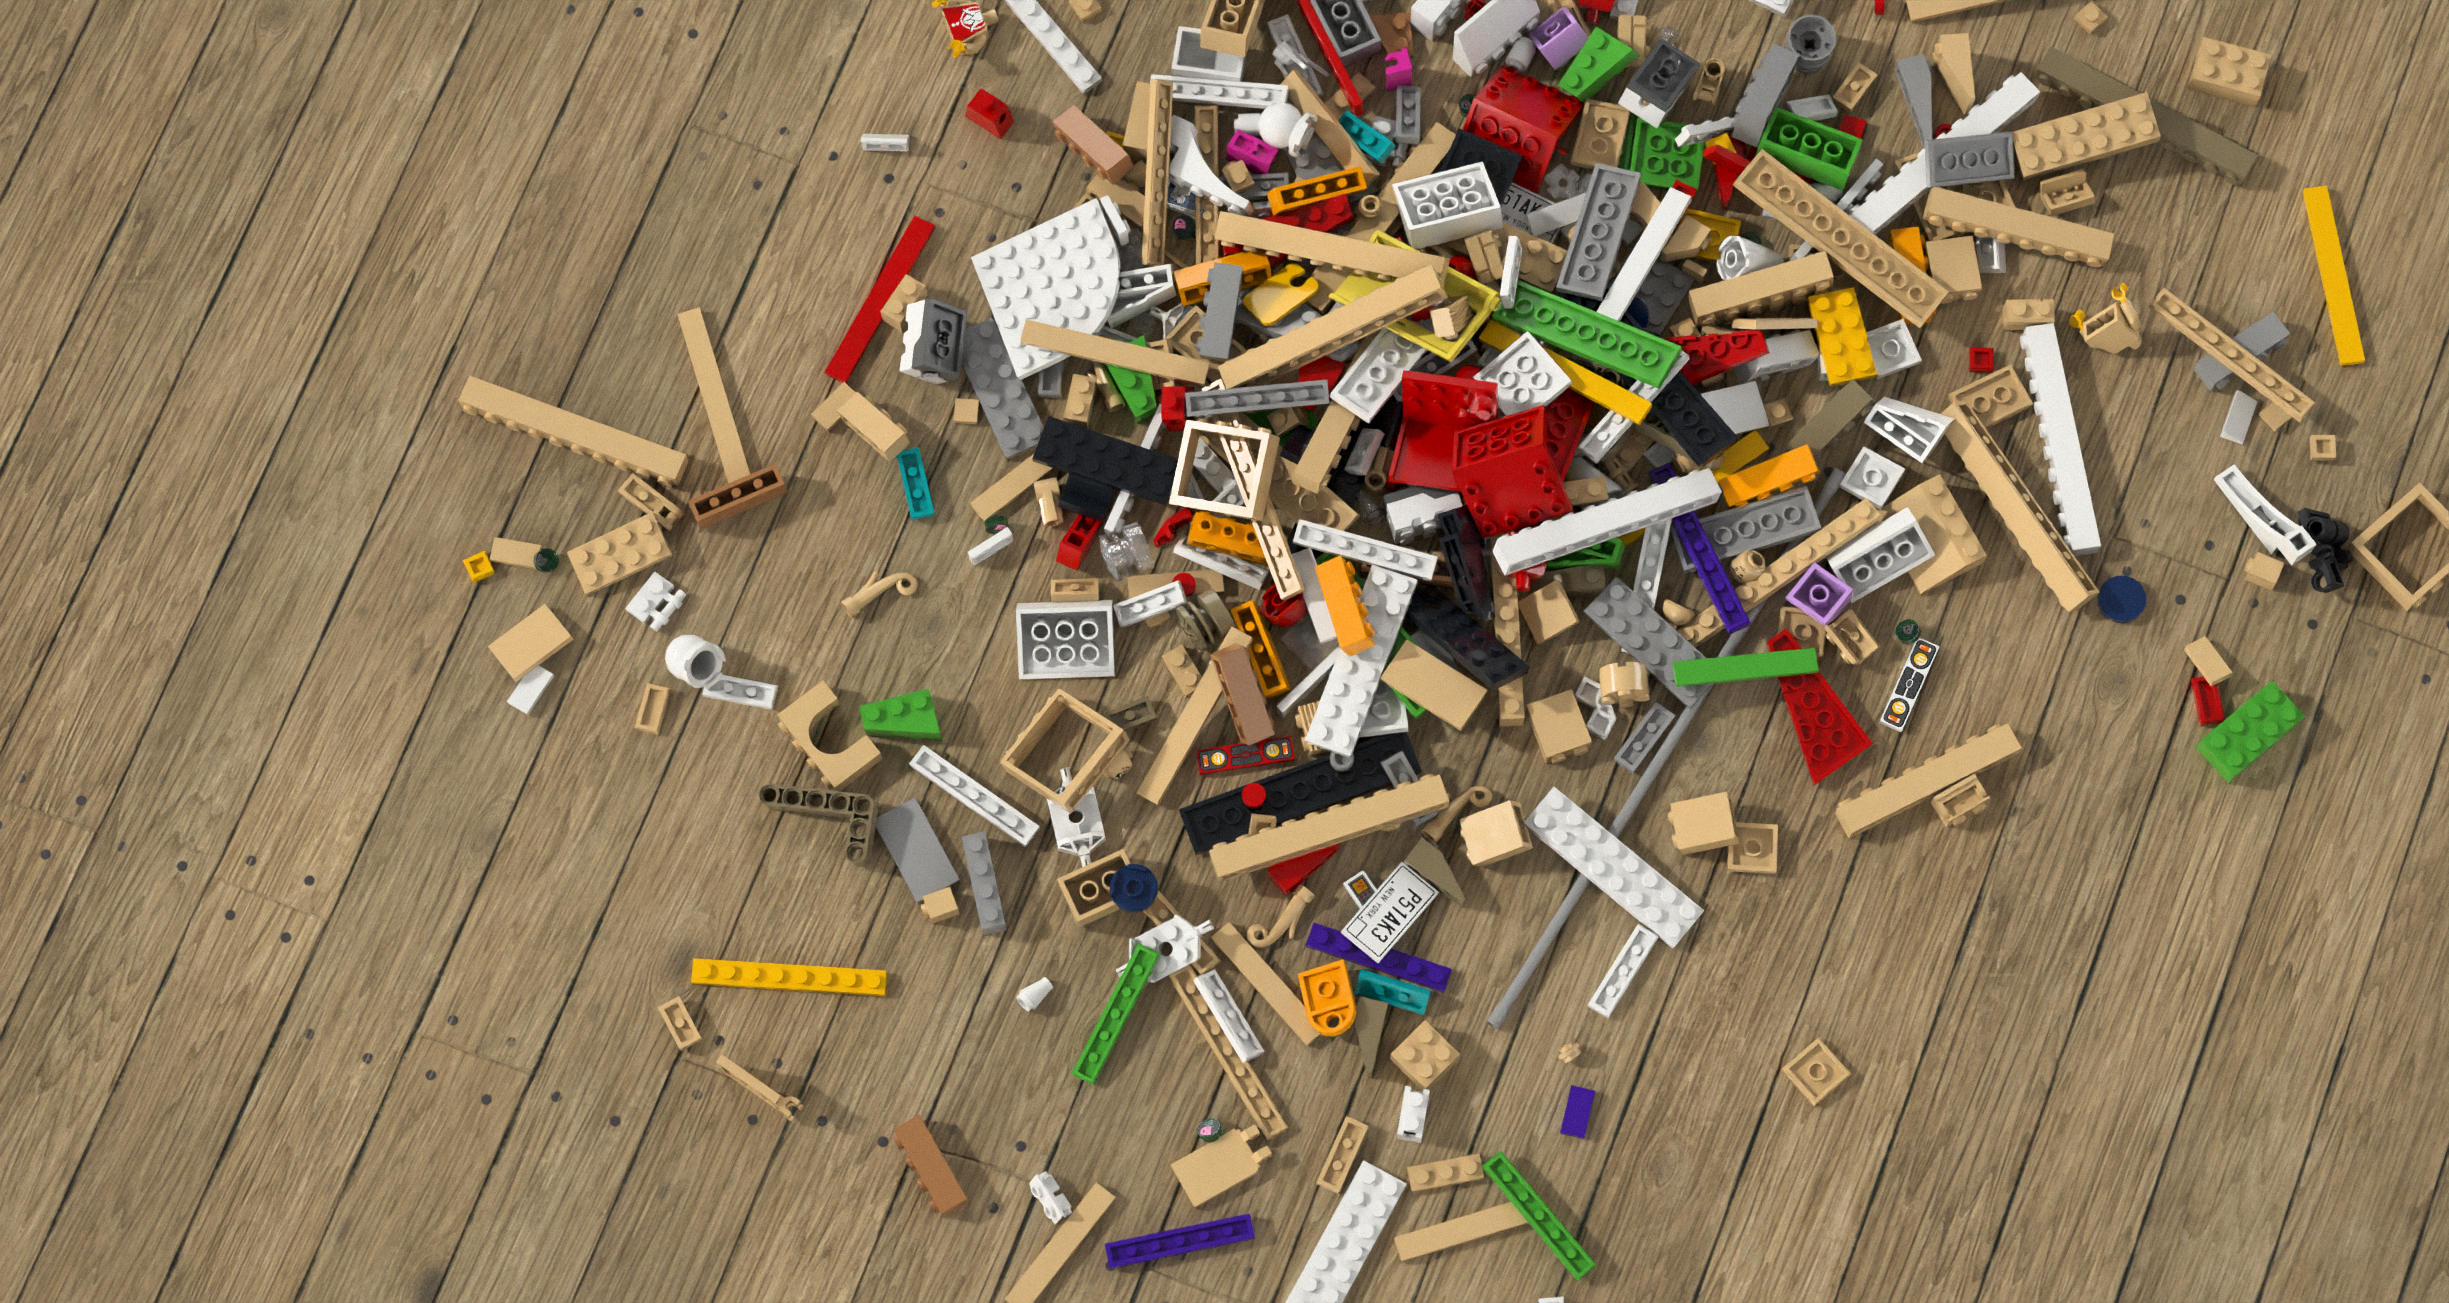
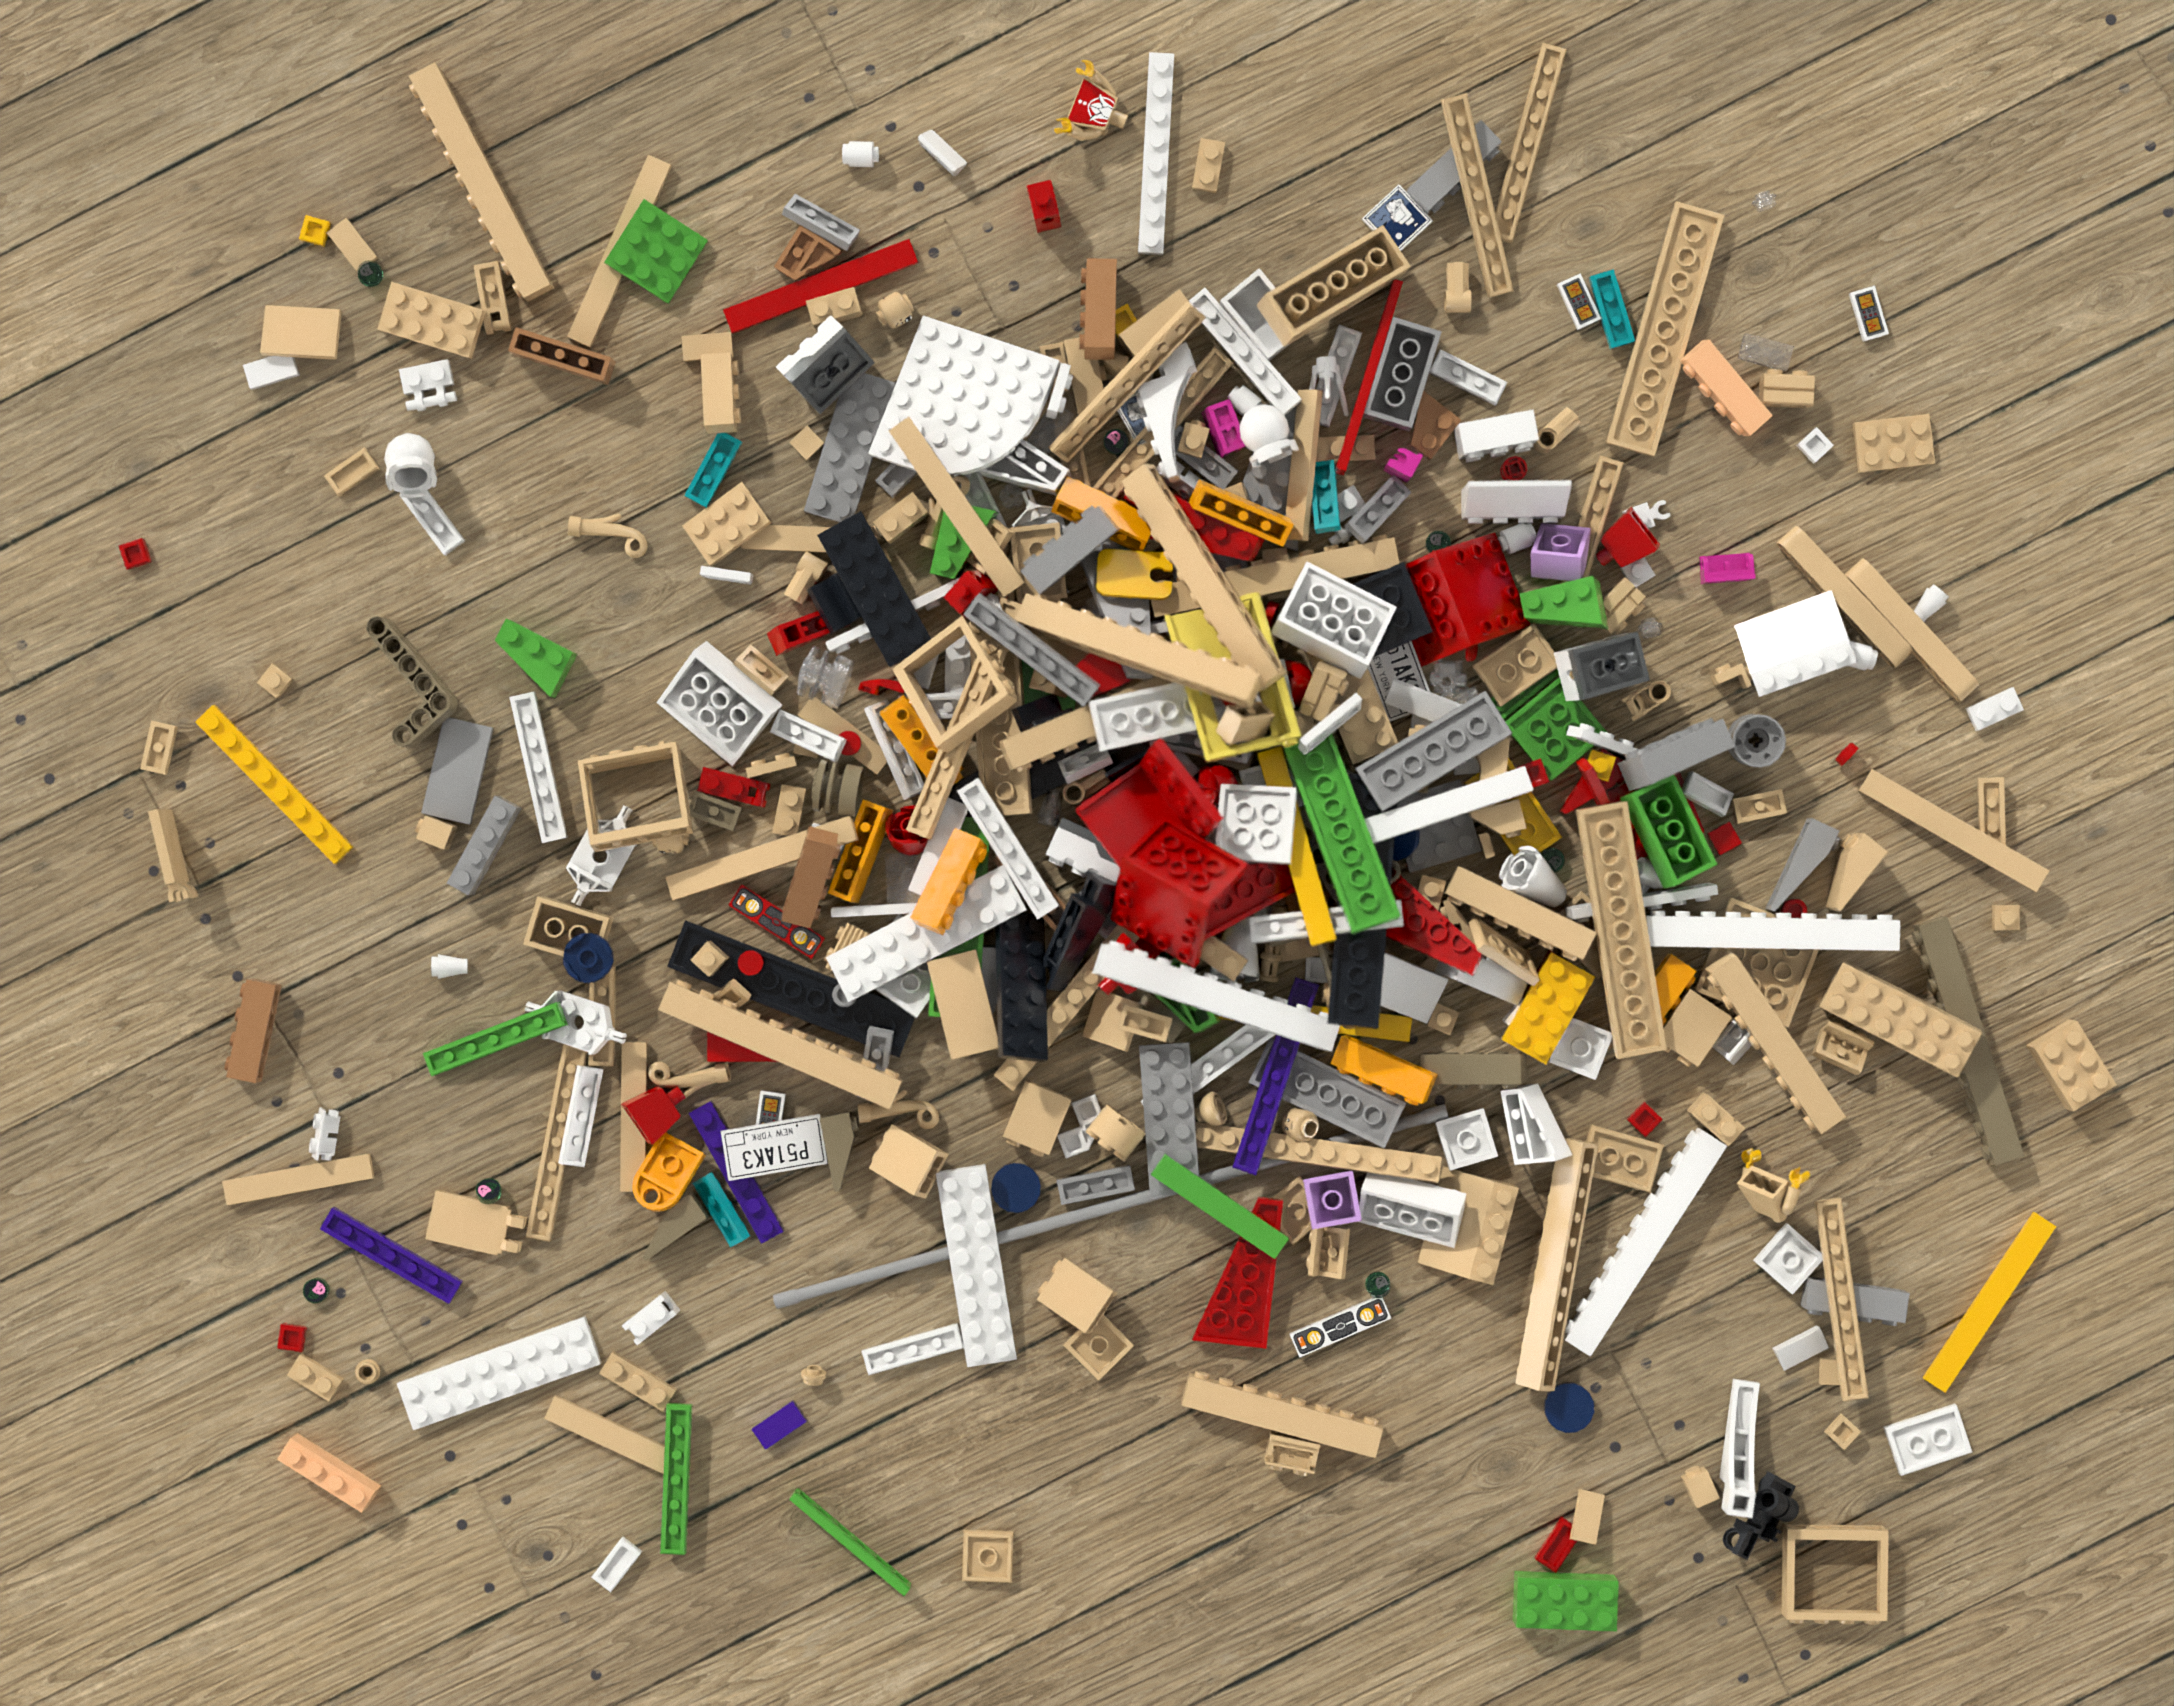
camera: 35 degrees right, 15 degrees up
(541, 902) = (135, 553): none -> red tile
(724, 903) = (275, 680): none -> tan plate
(741, 372) = (656, 251): none -> bright green plate
(829, 188) = (860, 154): none -> white brick
(839, 768) = (452, 587): tan arch -> none
(842, 256) = (820, 222): none -> light grey plate
(850, 286) = (805, 254): none -> medium nougat wing
(948, 269) = (894, 310): none -> tan head
(959, 512) = (726, 524): none -> tan plate
(996, 524) = (747, 560): clear green tile -> none
(1128, 688) = (732, 787): none -> red plate
(1148, 641) = (761, 768): none -> tan plate
(1222, 815) = (709, 958): none -> tan brick
(1280, 963) = (654, 1111): none -> red torso
(1342, 1155) = (571, 1299): tan plate -> none
(1370, 200) = (1272, 555): tan plate -> none
(1424, 1056) = (699, 1282): tan brick -> none
(1573, 585) = (1145, 1023): none -> tan plate
(1590, 790) = (1016, 1187): none -> dark blue tile
(1708, 1147) = (850, 1541): none -> bright green tile
(1754, 12) = (1726, 672): none -> tan bracket
(1969, 159) = (1787, 956): light grey tile -> none
(2170, 364) = (1789, 1258): none -> white plate
(2385, 403) = (1927, 1439): none -> white tile

